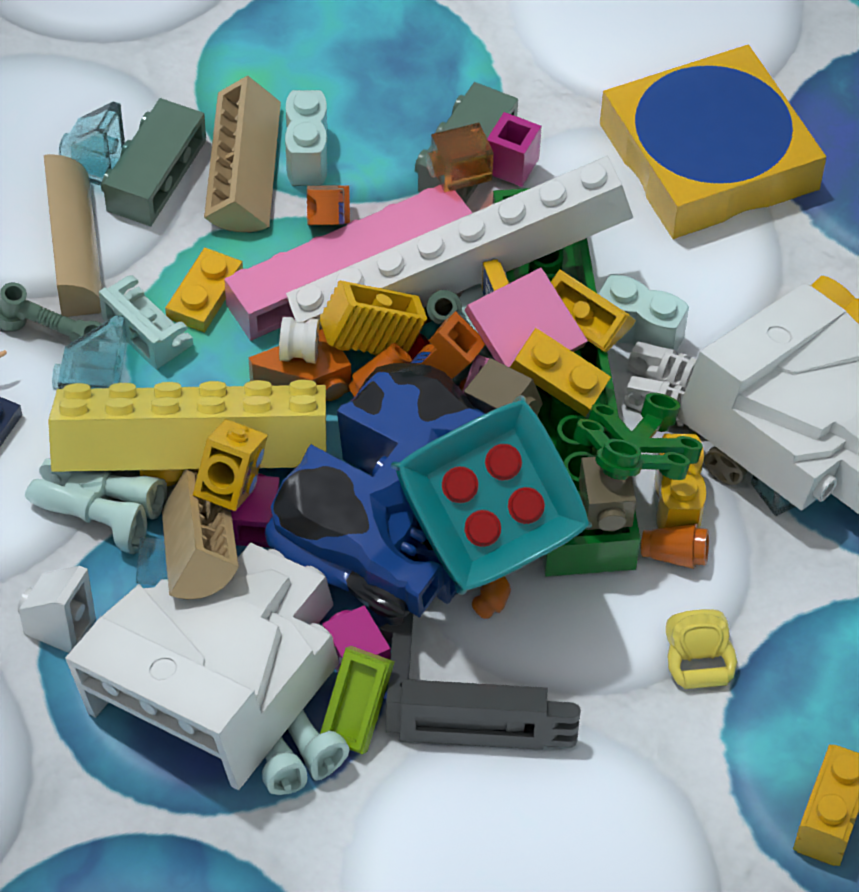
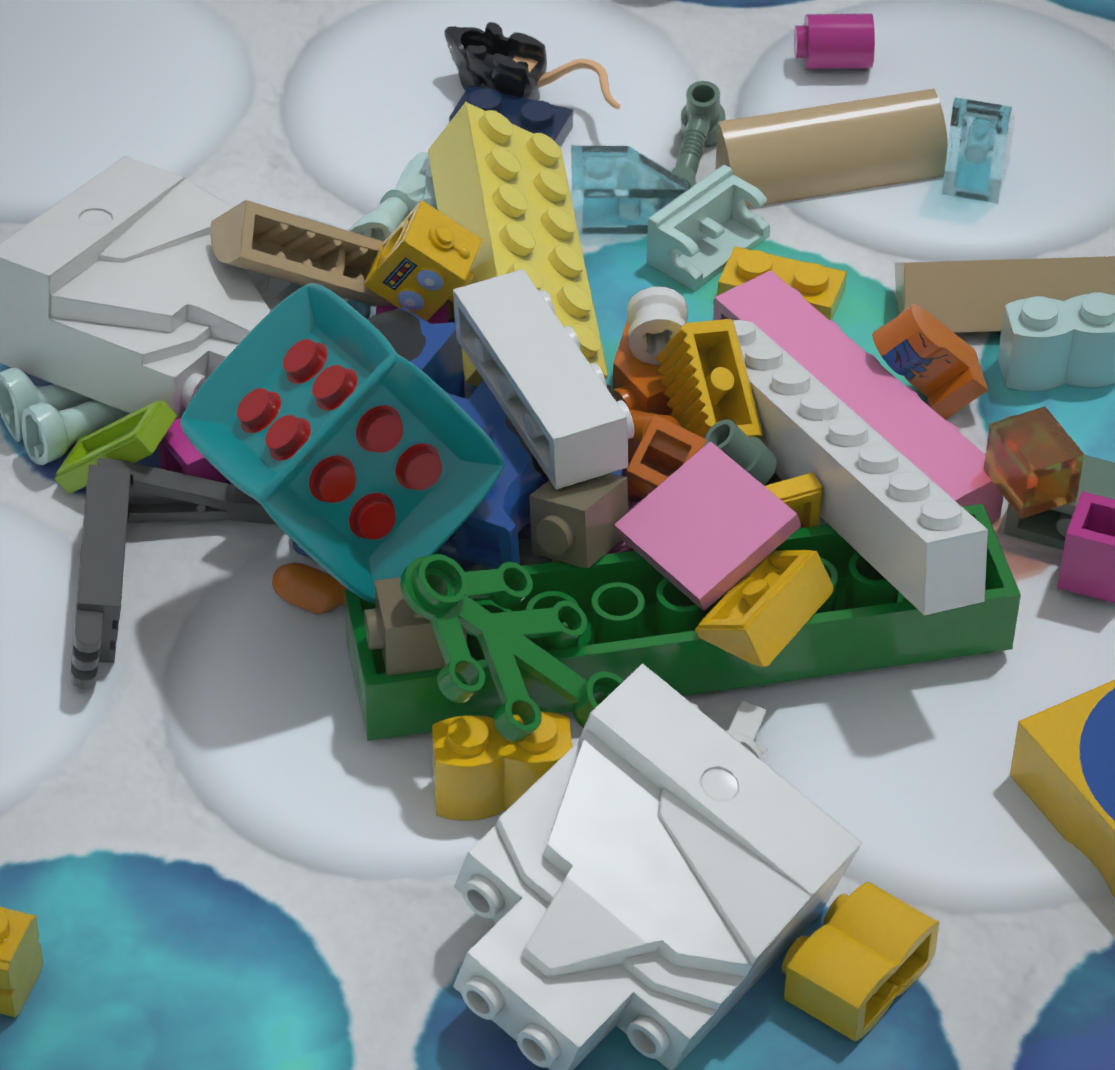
camera: 85 degrees right, 10 degrees down
(58, 608) = (239, 175): white slope -> none
(154, 161) = (979, 209): sand green brick -> none
(408, 385) = (542, 379): none -> white brick
(560, 372) = (630, 565): yellow plate -> none
(658, 314) = (815, 712): light aqua brick -> none
(677, 545) = (404, 779): orange cone -> none
(699, 636) = (247, 803): light yellow piece -> none

